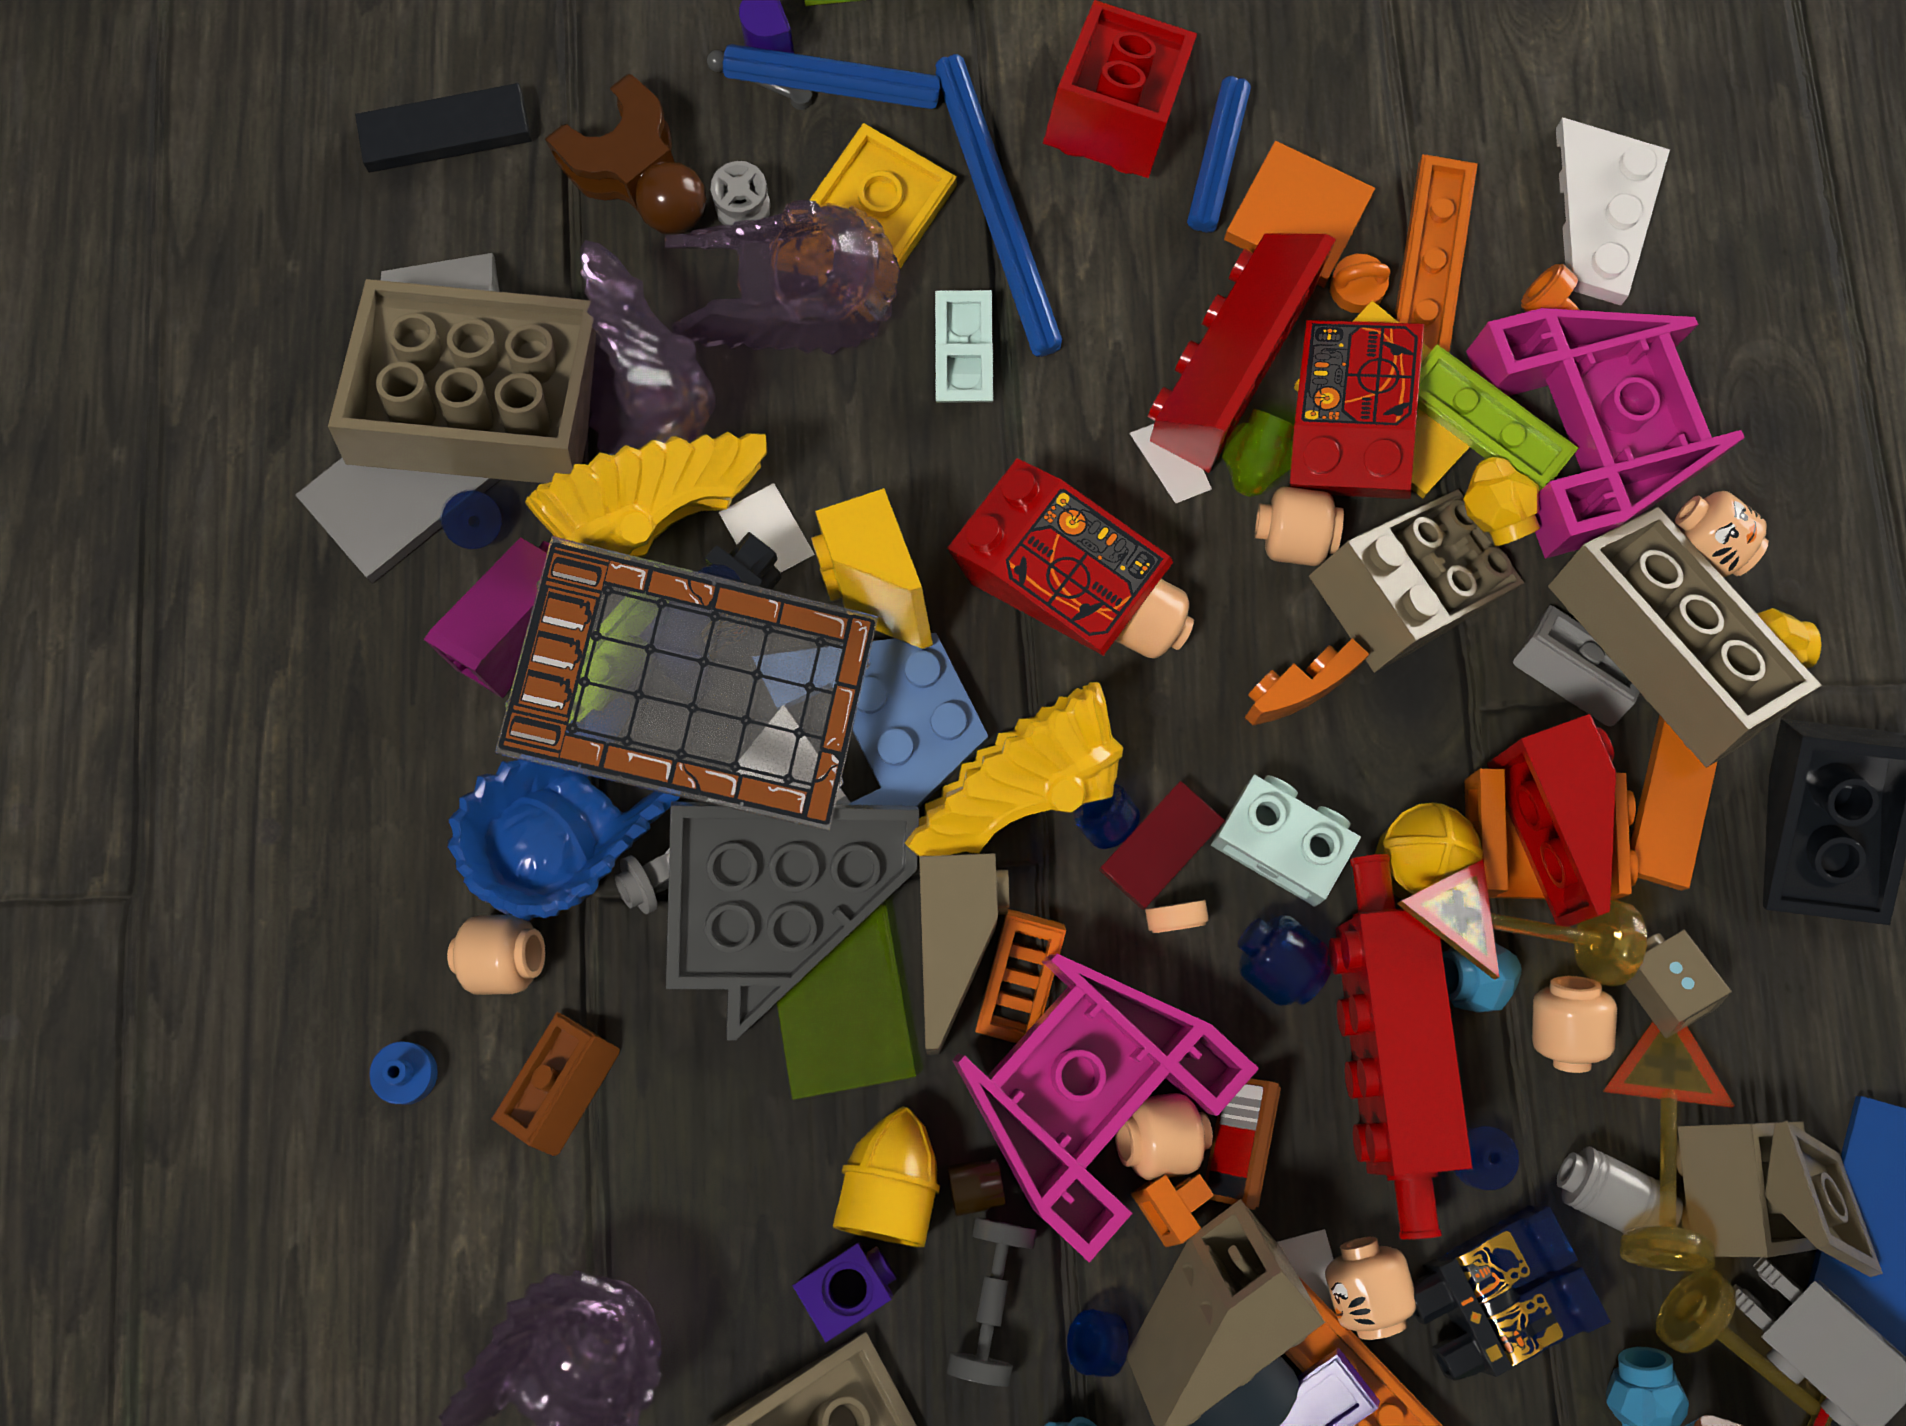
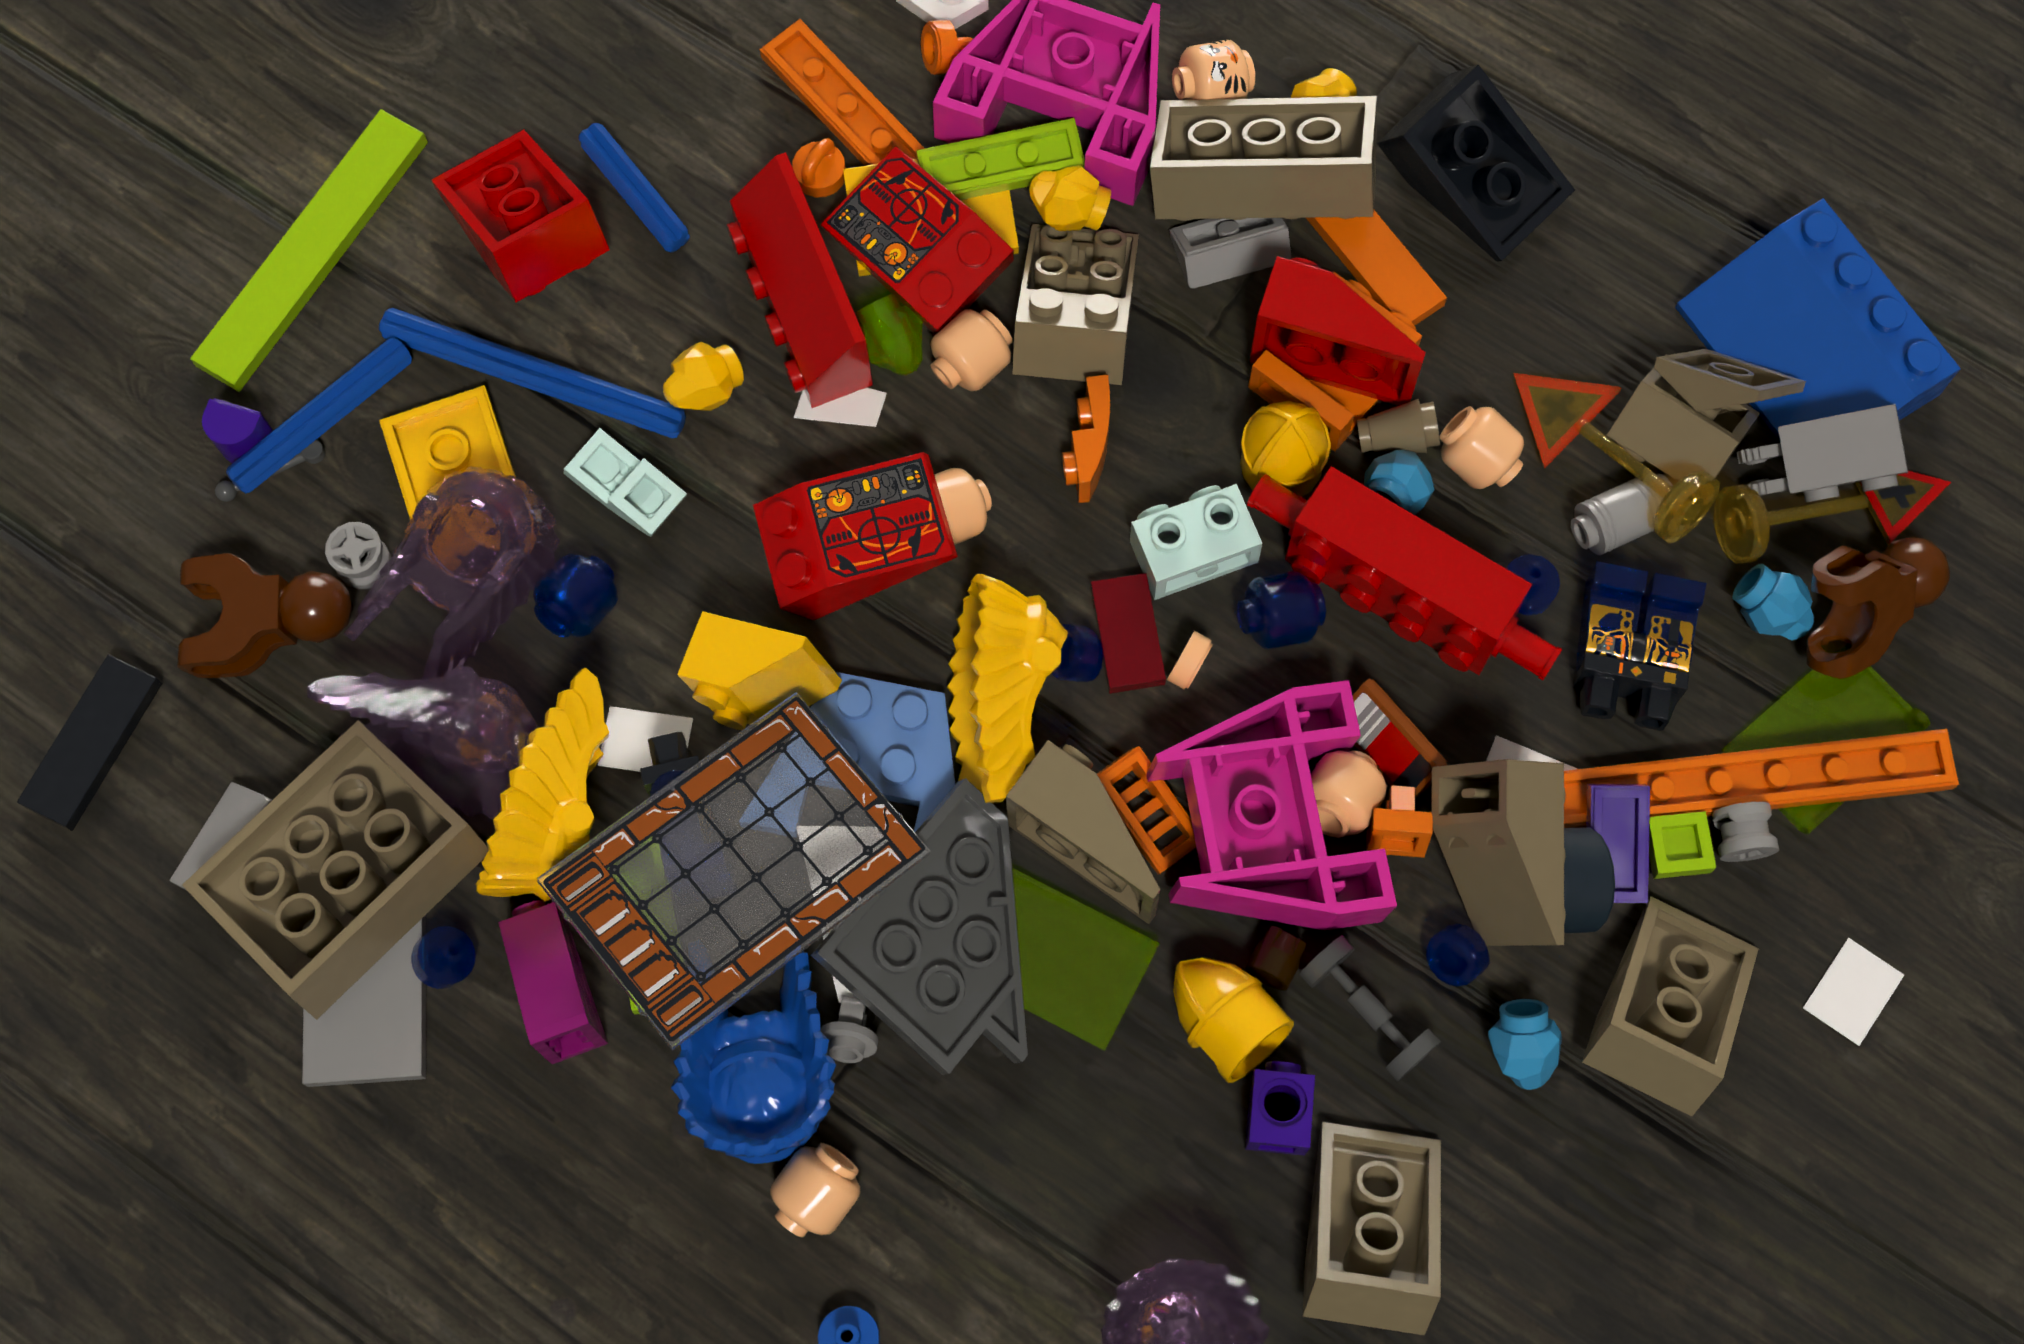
camera: 50 degrees left, 5 degrees down
(556, 1085) = (951, 1223): dark orange slope -> none
(837, 383) = (575, 595): none -> clear blue head
(1098, 334) = (703, 377): none -> yellow rock
(1302, 198) = (718, 161): orange tile -> none
(1371, 1289) = (1562, 730): light nougat head -> none
(1459, 912) = (1345, 454): clear yellow piece -> none
(1535, 954) = (1405, 427): none -> dark tan cone
(1676, 983) = (1504, 358): dark tan brick -> none

